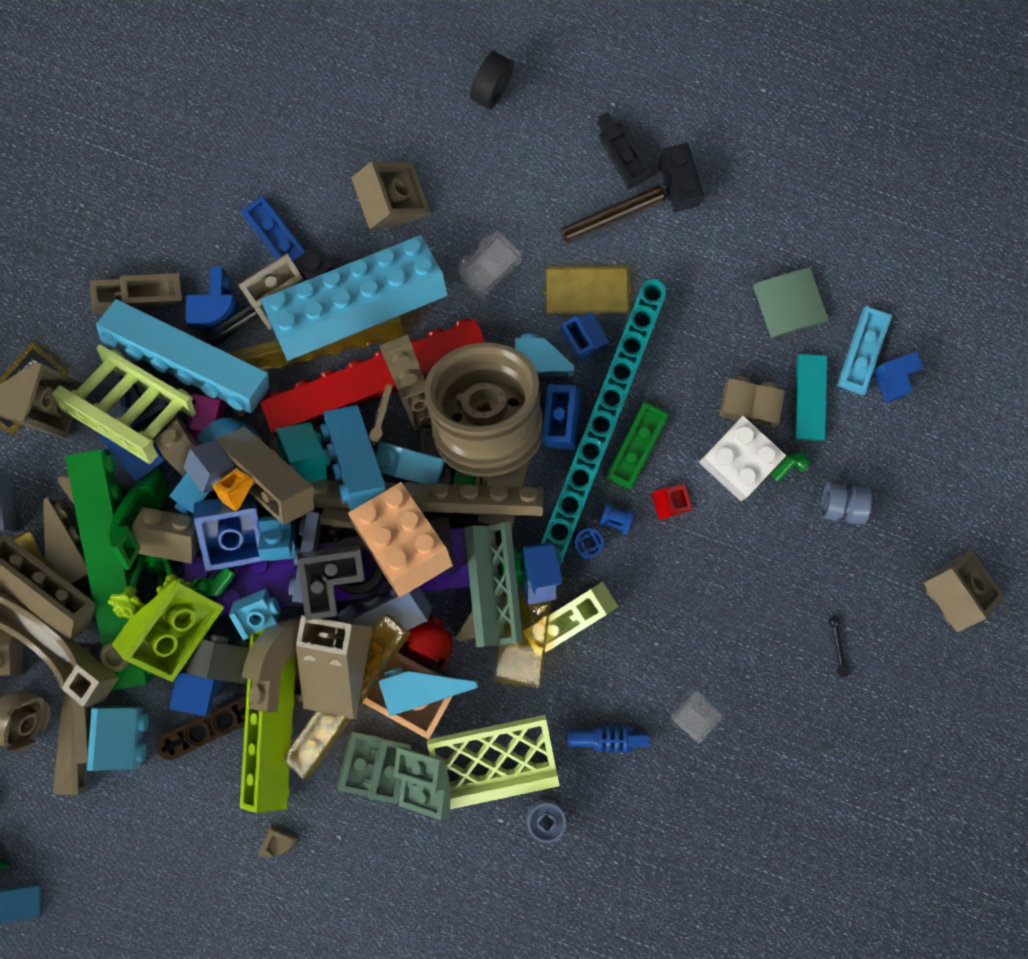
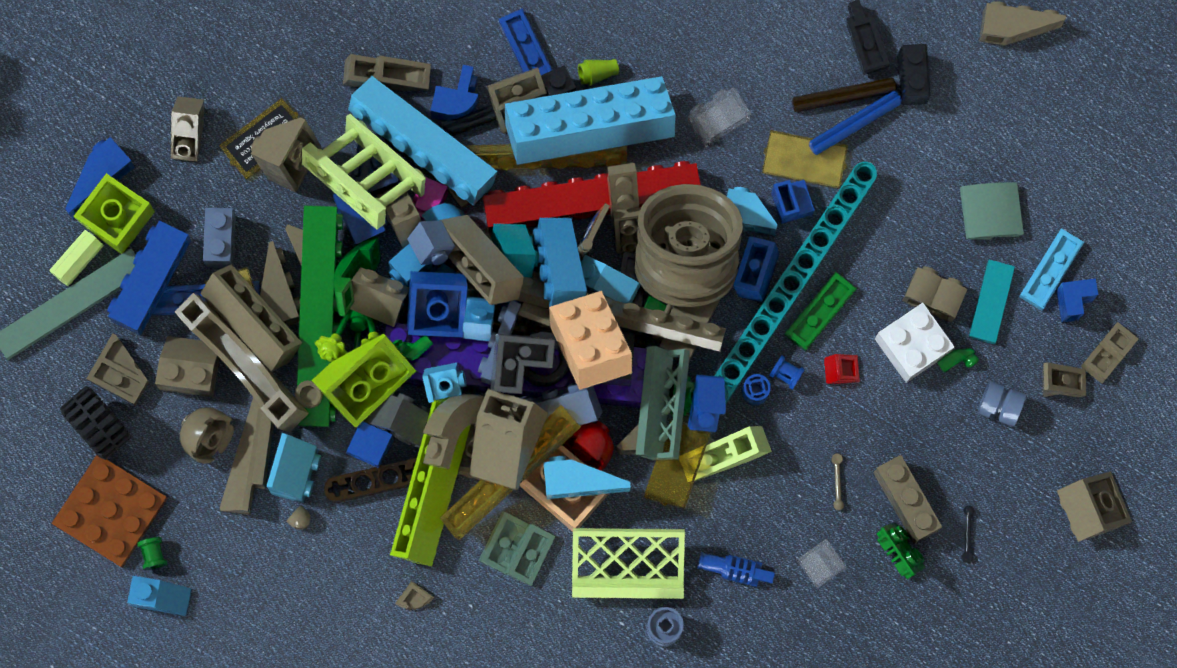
camera: 10 degrees right, 5 degrees down
(138, 786) = (300, 518): none -> dark tan hinge
(233, 488) = (451, 265): light orange slope -> none
(353, 243) = (594, 71): none -> lime cone
(390, 194) = (640, 33): dark tan slope -> none
(423, 783) = (561, 567): sand green slope -> none
(631, 241) = (855, 122): none -> blue axle
(686, 598) = (836, 460): none -> dark tan hinge
(766, 105) = (1011, 24): none -> dark tan slope
(771, 626) = (907, 499): none -> dark tan brick
(786, 689) = (911, 558): none -> green hinge
(902, 465) = (1063, 380): none -> dark tan slope
(942, 424) = (1109, 352): none -> dark tan slope

